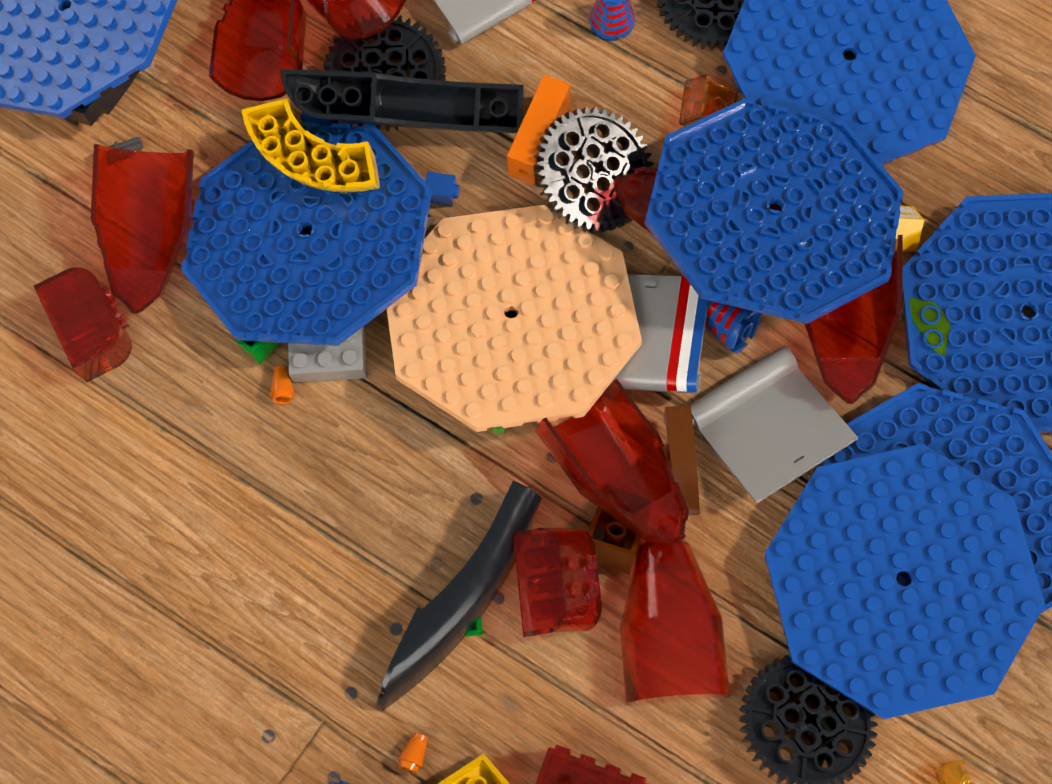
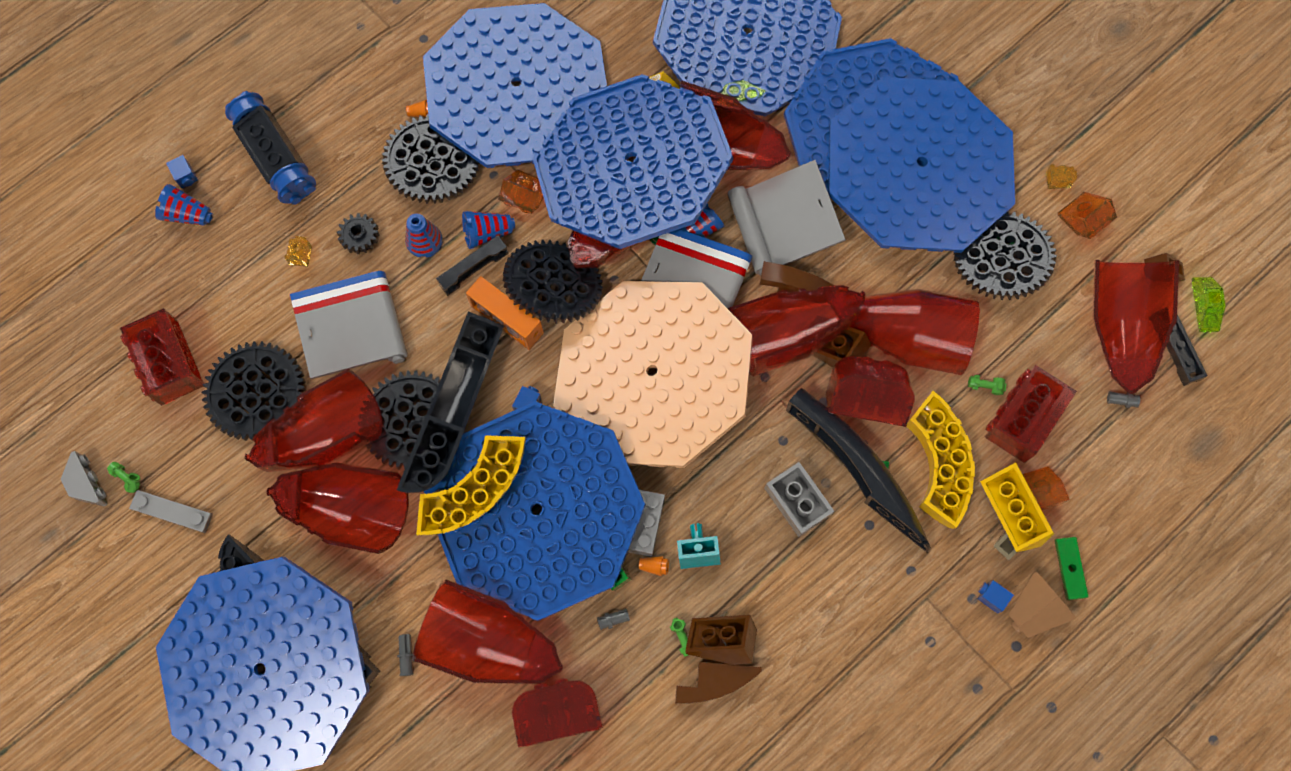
camera: 80 degrees left, 0 degrees up
(161, 488) = (715, 682): none -> reddish brown slope
(206, 352) = (612, 619): none -> dark grey pin
(209, 482) = (723, 639): none -> reddish brown slope
(215, 430) = (677, 626): none -> bright green bar
(309, 429) = (698, 550): none -> teal brick
(400, 530) = (799, 499): none -> light grey brick
(413, 754) = (971, 534): orange cone -> none
(499, 706) = (948, 459): none -> yellow brick
(572, 64) = (490, 252): none -> black piece
(620, 752) = (998, 385): none -> bright green bar
(644, 77) = (483, 227): none -> blue cone

